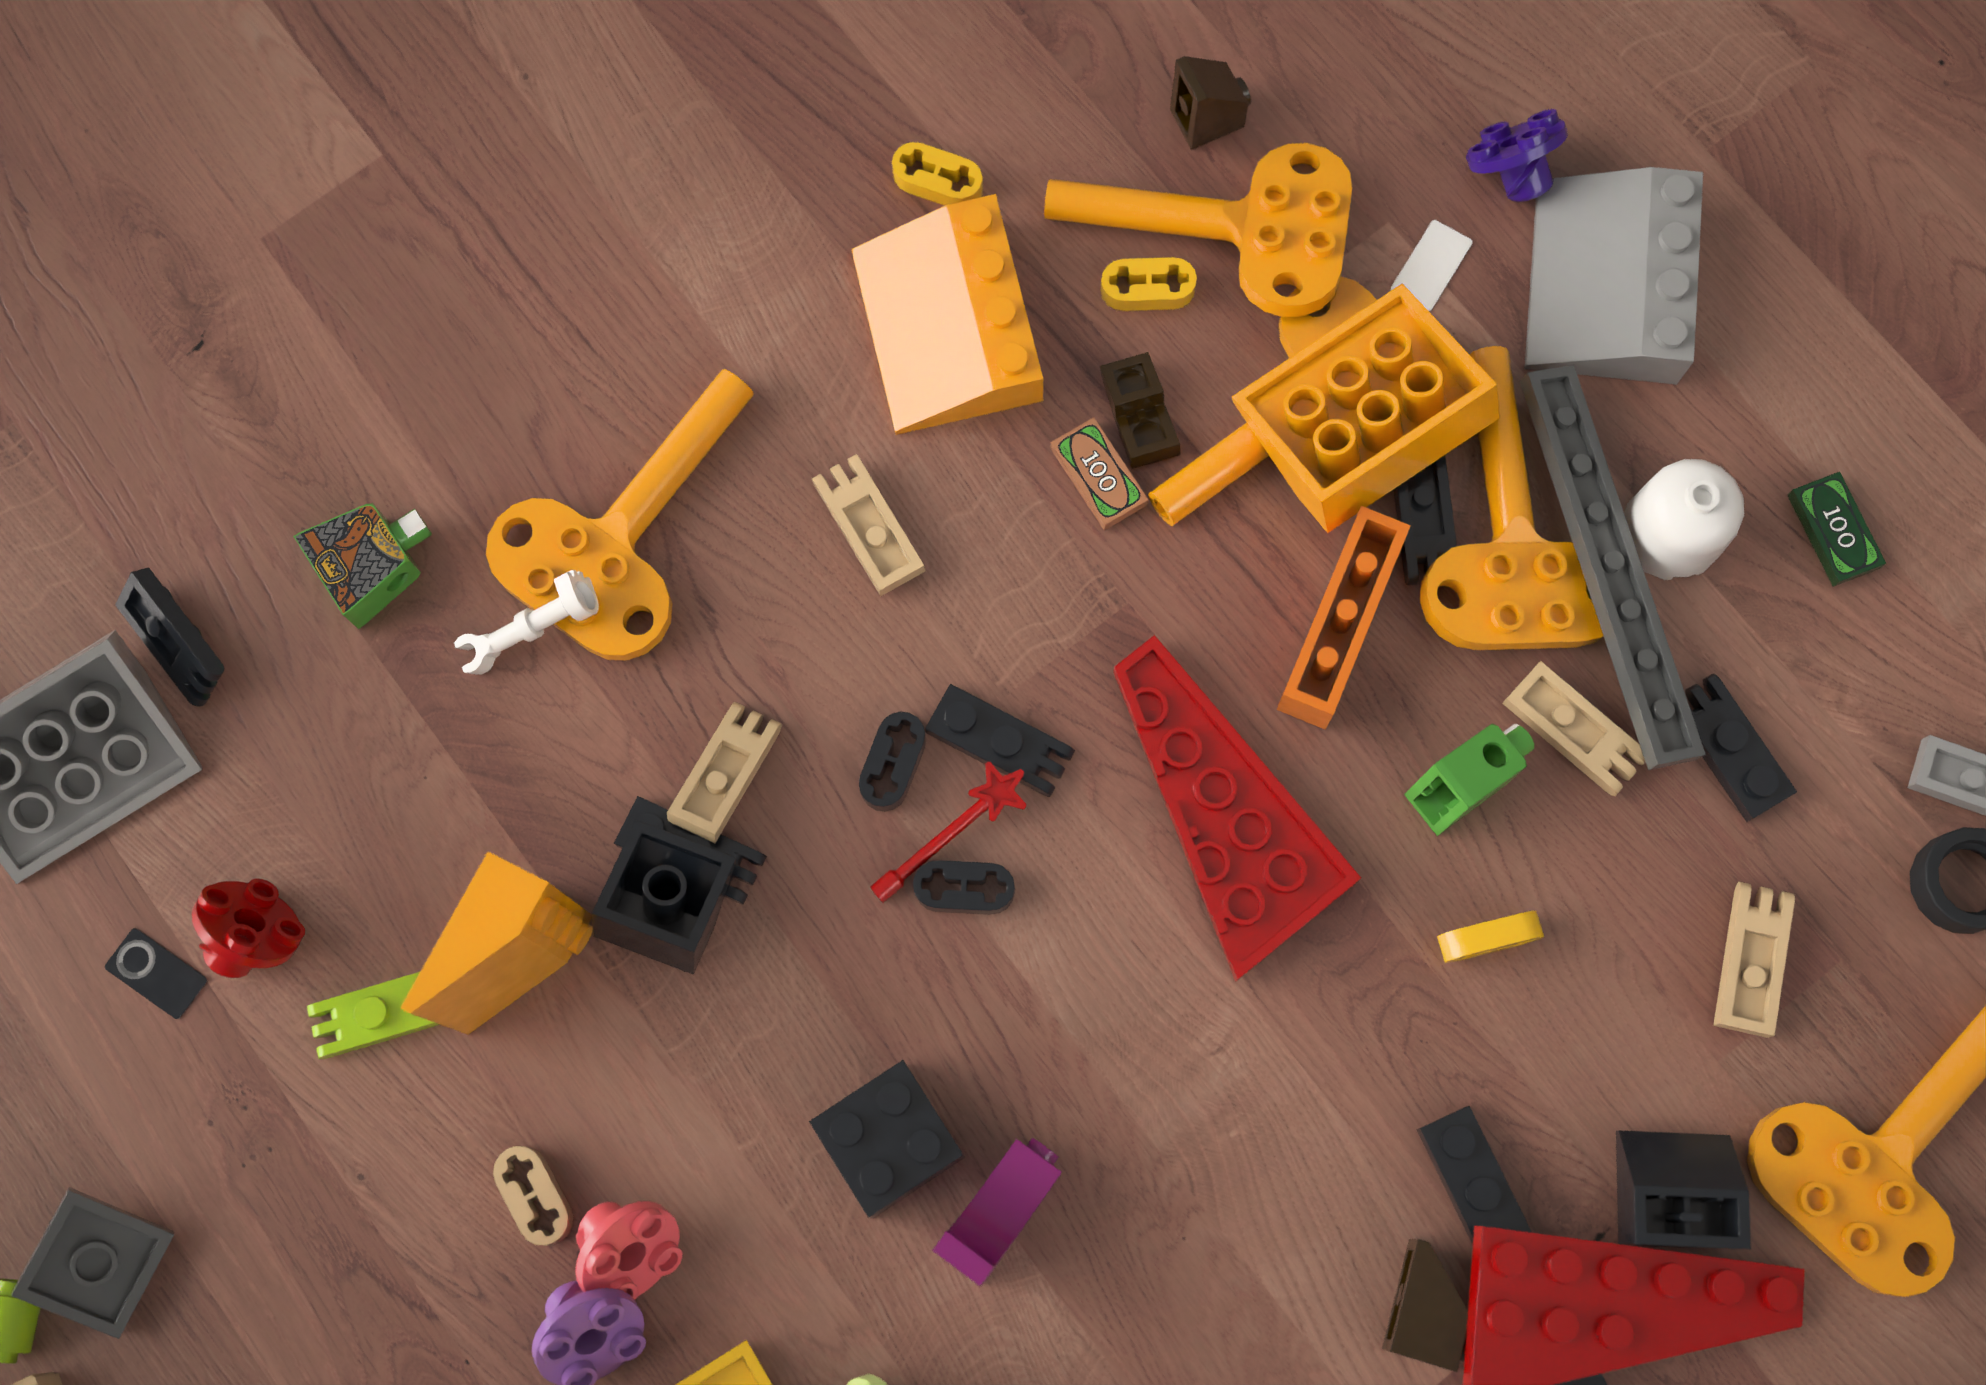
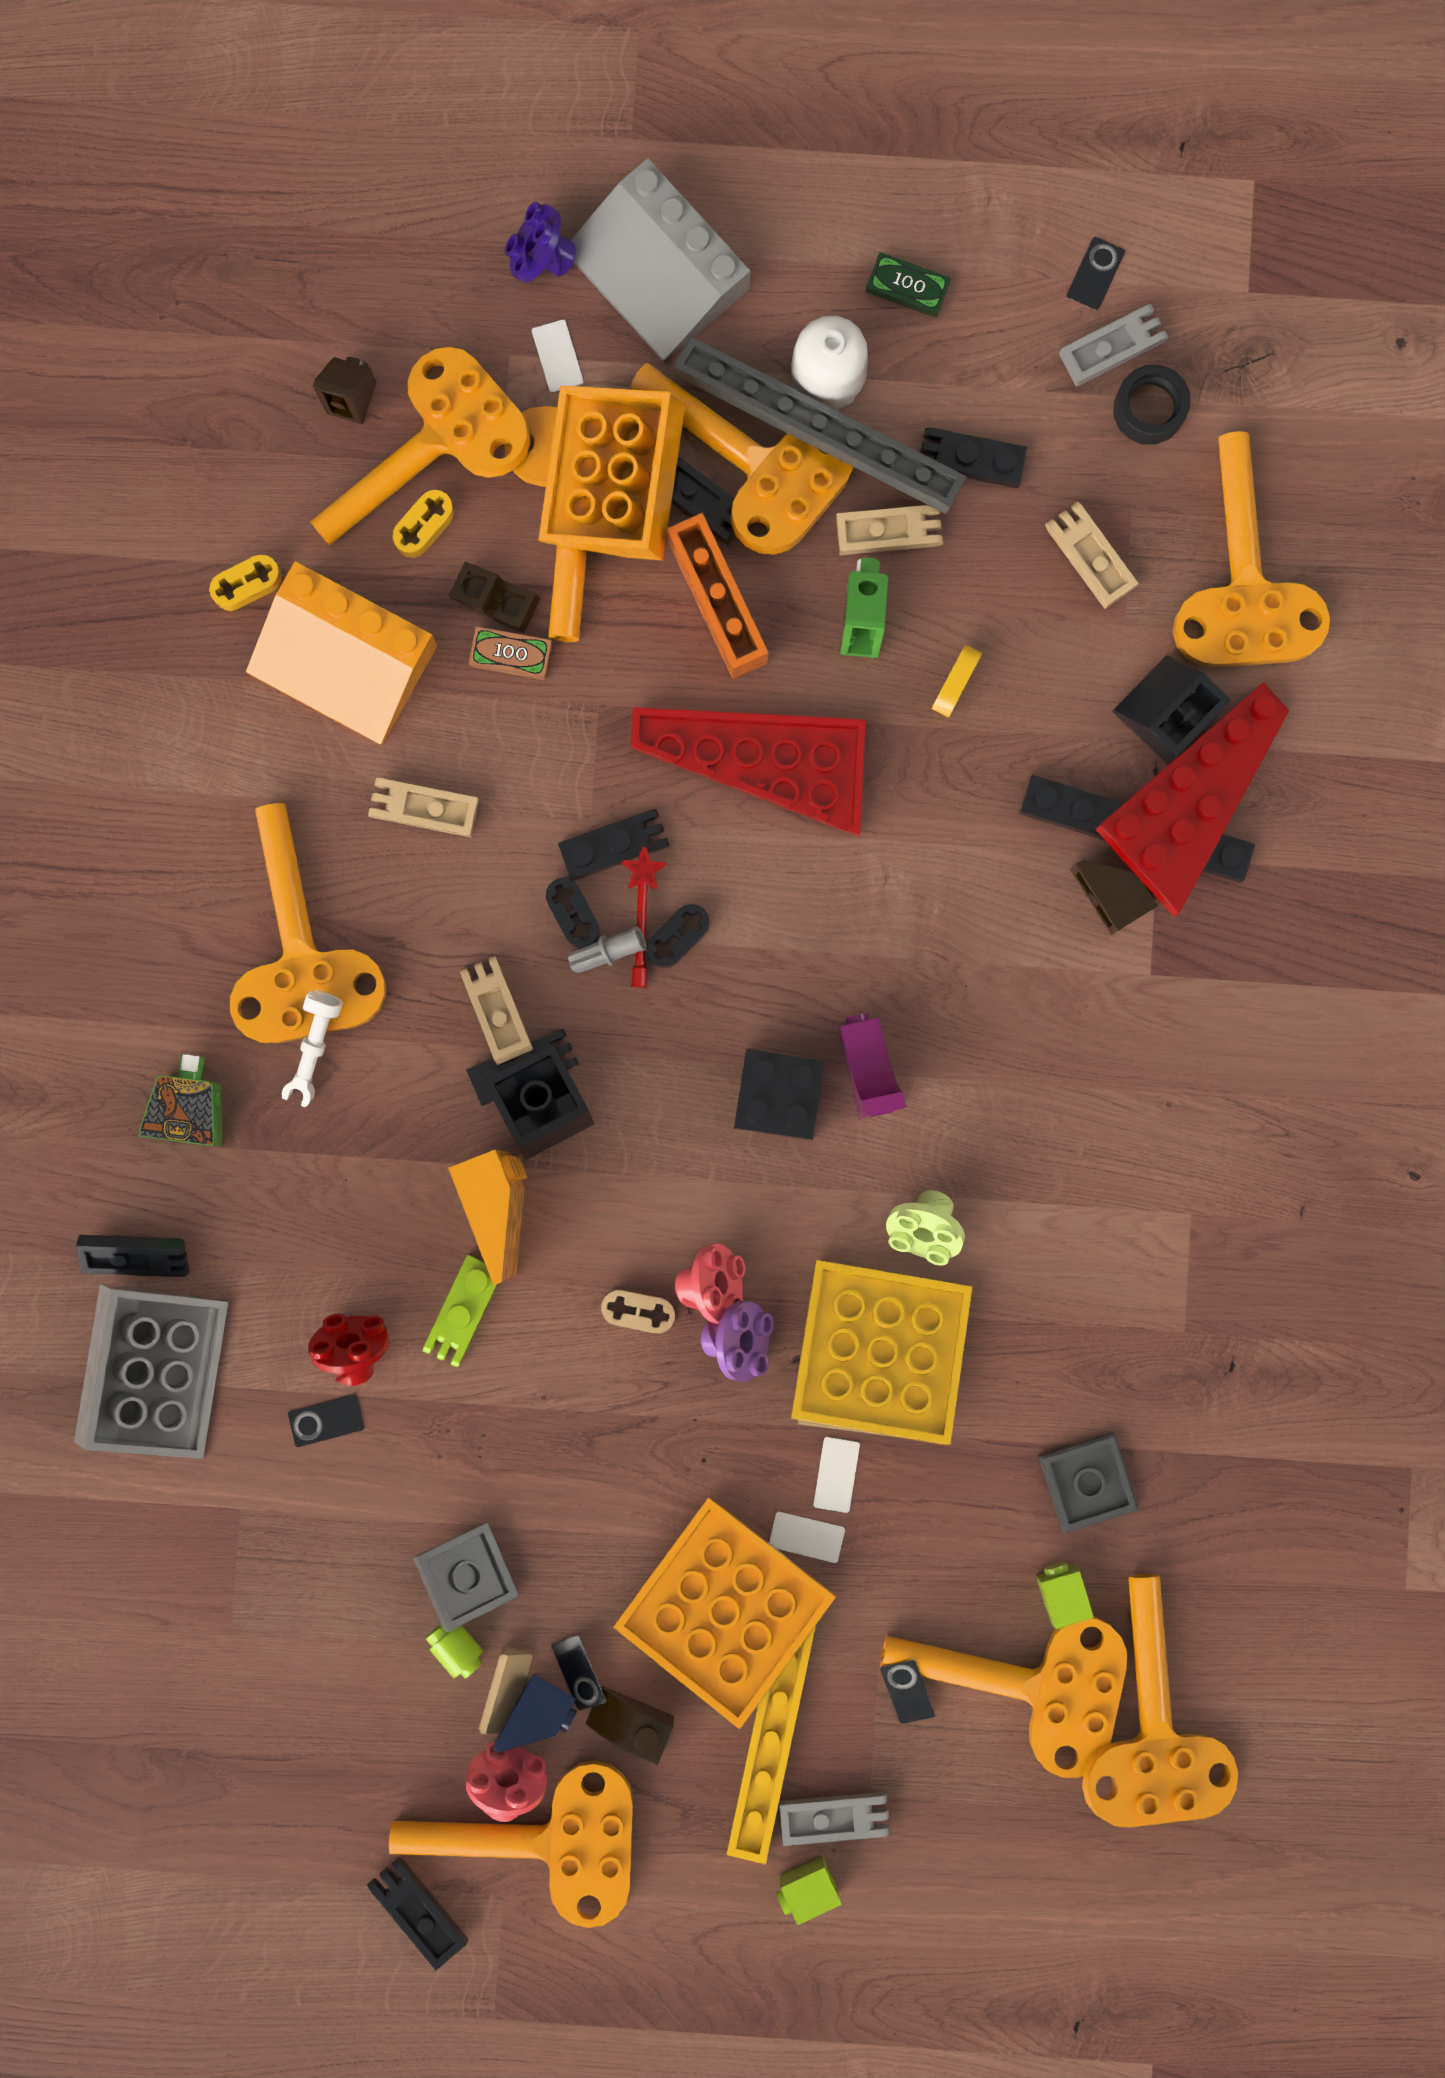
camera: 55 degrees left, 10 degrees up
(884, 828) = (607, 950): none -> light grey axle

